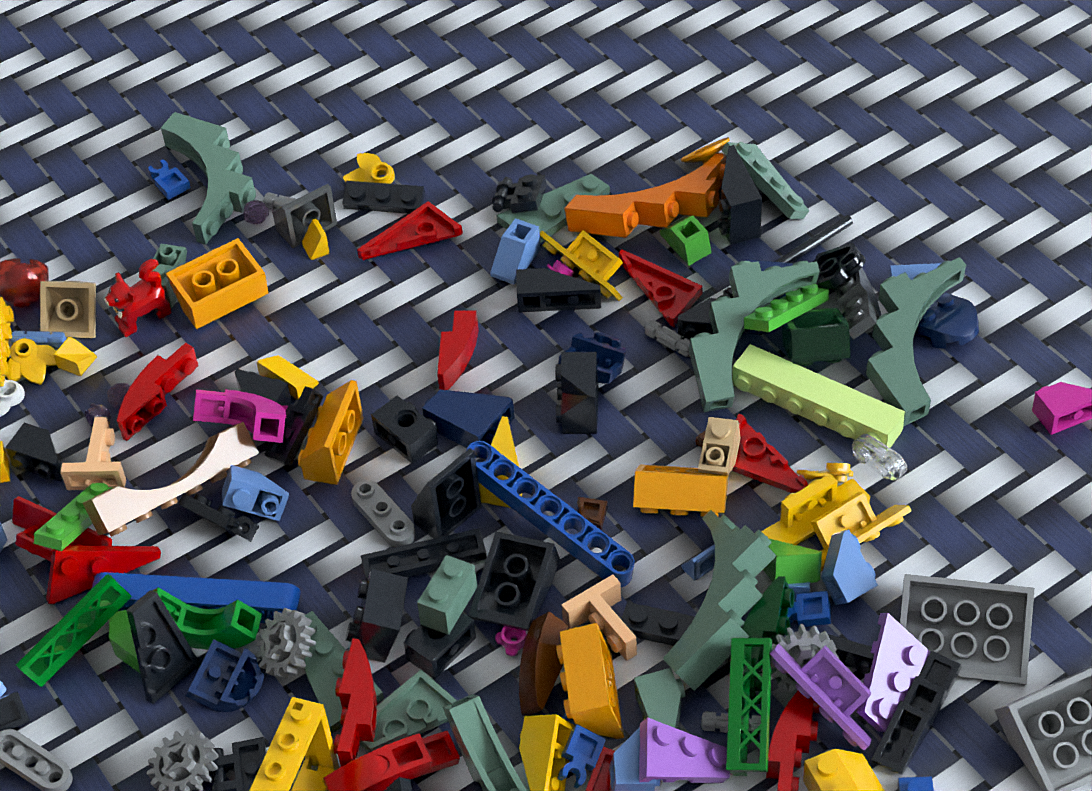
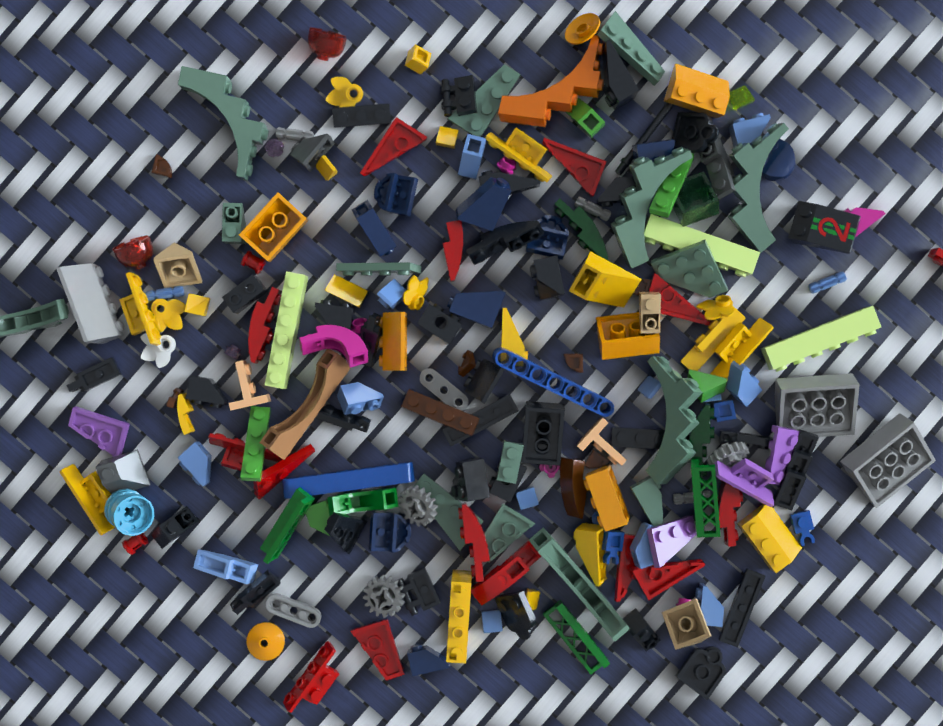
camera: 20 degrees left, 40 degrees up
(100, 213) = (161, 167): none -> reddish brown tile
(117, 394) = (245, 330): clear purple plate -> none
(138, 299) = (225, 260): red animal -> none
(141, 347) = (244, 294): none -> black brick
(168, 181) = (201, 129): blue plate -> none
(173, 321) = (253, 262): none -> red bush
(173, 411) = (286, 330): none -> yellowish green brick
(343, 369) = (391, 294): none -> medium blue slope
(346, 348) = (384, 269): none -> sand green wing
(352, 305) = (374, 228): none -> dark blue slope
(364, 118) = (326, 43): none -> clear red cylinder
(366, 533) = (440, 412): none -> reddish brown plate
(382, 382) = (415, 291): none -> yellow plate
(398, 280) = (396, 193): none -> dark blue slope
(418, 487) = (467, 364): none -> reddish brown tile
(462, 673) = (527, 498): none -> medium blue slope
(478, 154) = (418, 59): none -> yellow slope
(487, 237) = (447, 137): none -> yellow slope
(515, 293) = (485, 204): none -> dark blue slope
(529, 343) = (506, 236): none -> black slope
(651, 353) = (579, 220): none -> dark green slope
(660, 410) = (604, 282): none -> yellow slope
(799, 420) = (692, 270): none -> sand green plate
(835, 226) = (697, 91): none -> light orange slope
(879, 457) = (753, 291): clear plate -> none
(912, 253) = (741, 97): none -> clear neon green slope
(986, 539) = (822, 337): none -> yellowish green brick
(1004, 395) = (824, 227): none -> black slope
(1007, 476) = (827, 282): none -> medium blue axle

